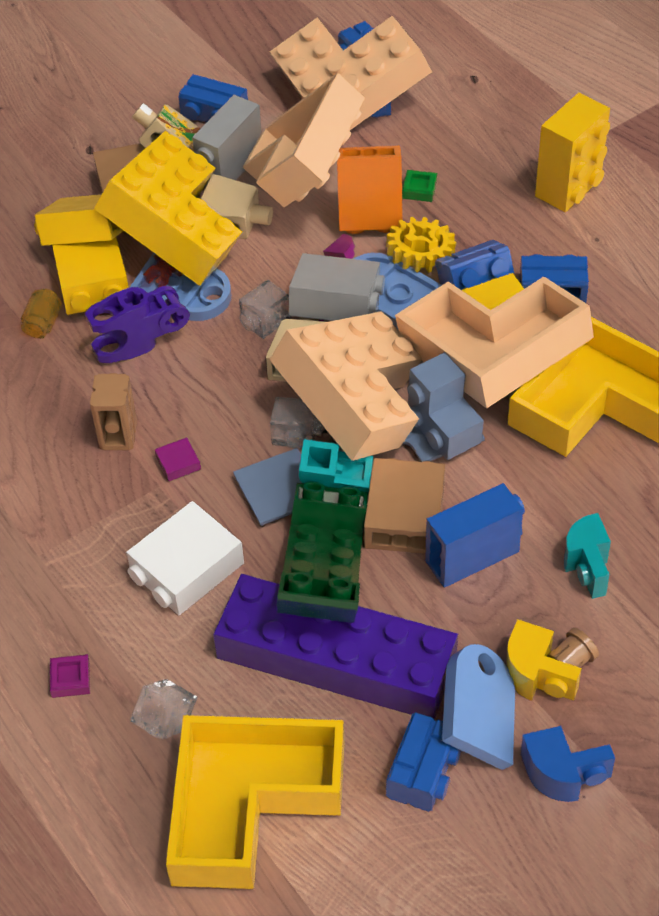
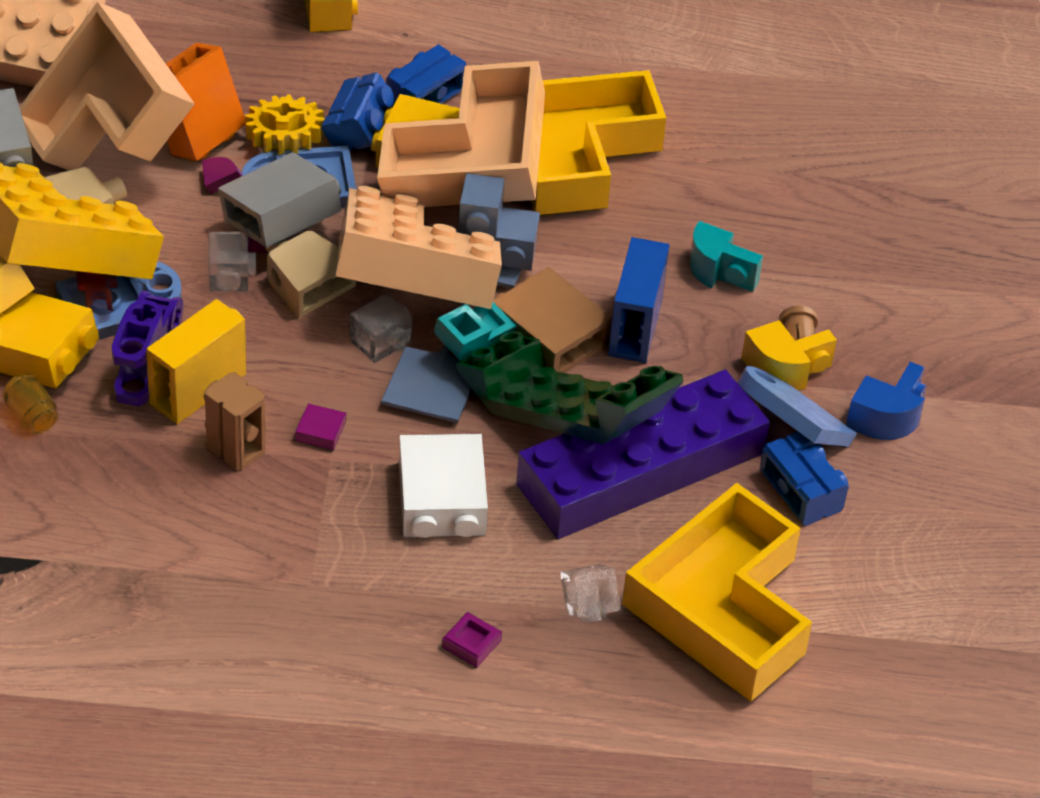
camera: 55 degrees left, 5 degrees down
(149, 353) = (193, 357): none -> yellow brick

